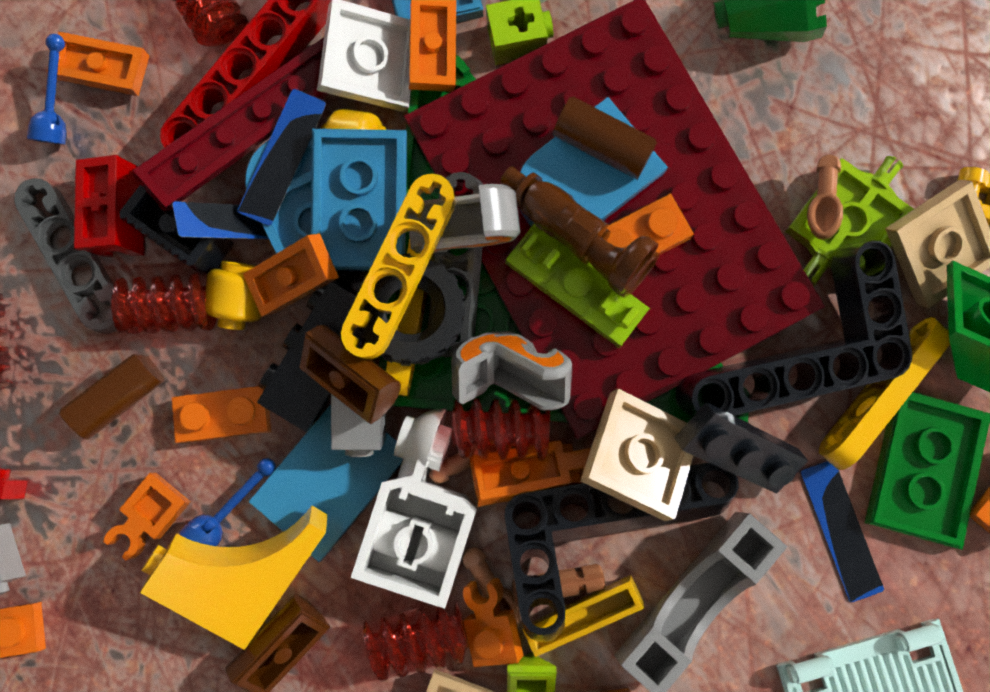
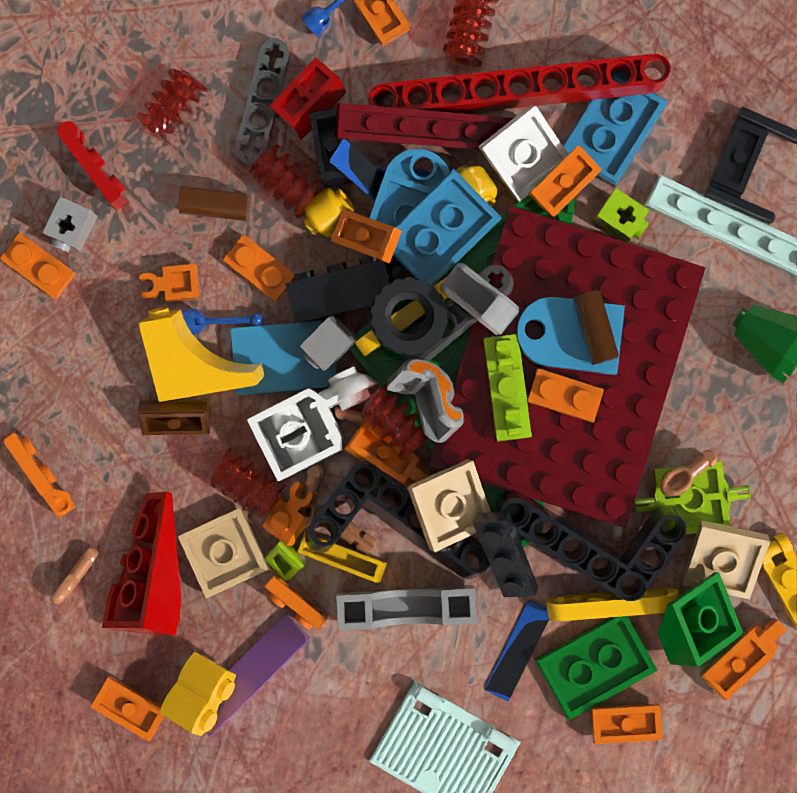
camera: 40 degrees right, 5 degrees up
(281, 157) = (424, 165): black sticker -> none
(351, 379) = (345, 317): reddish brown brick -> none
(391, 263) = (421, 286): yellow beam -> none
(582, 232) = (533, 365): reddish brown piece -> none

